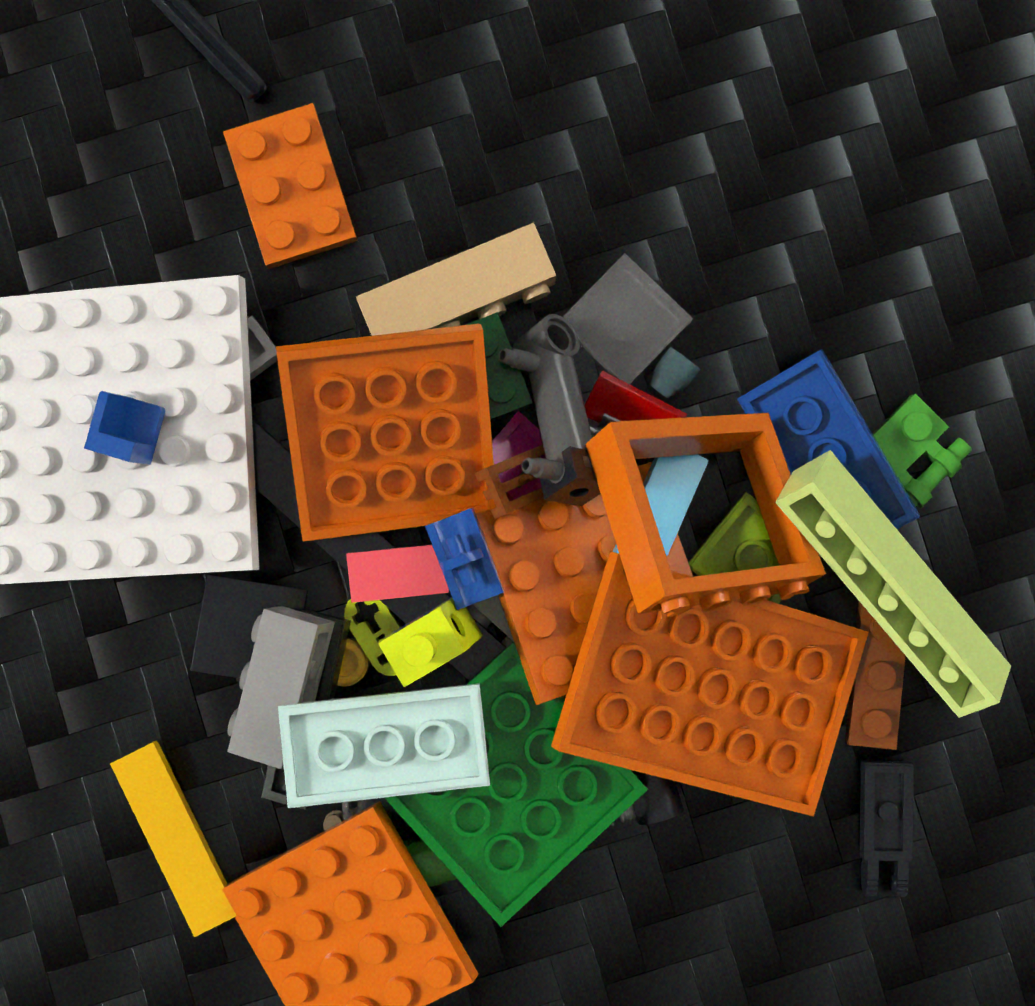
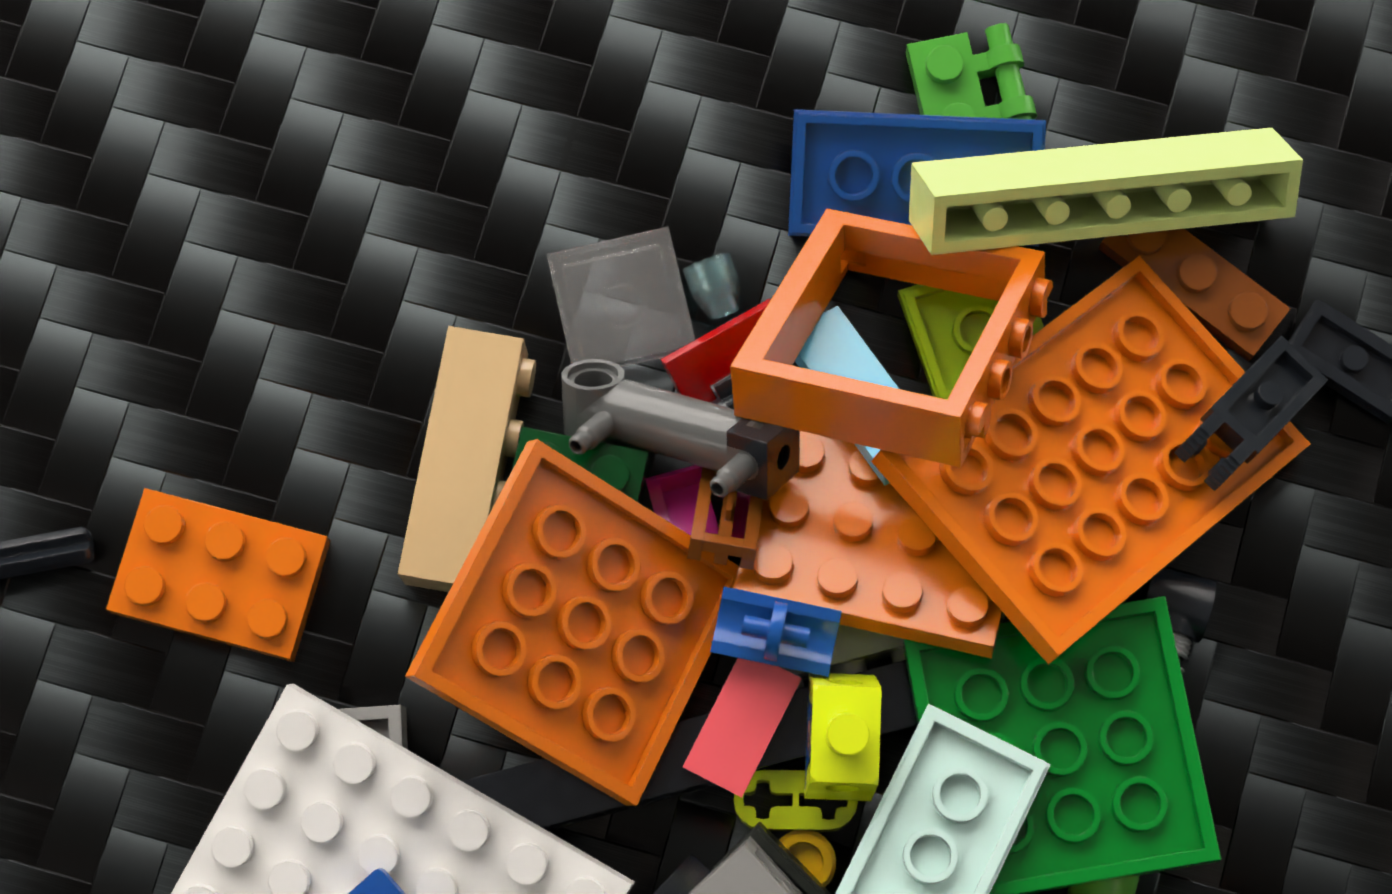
camera: 50 degrees left, 10 degrees down
(810, 770) = (1255, 408): none -> black hinge

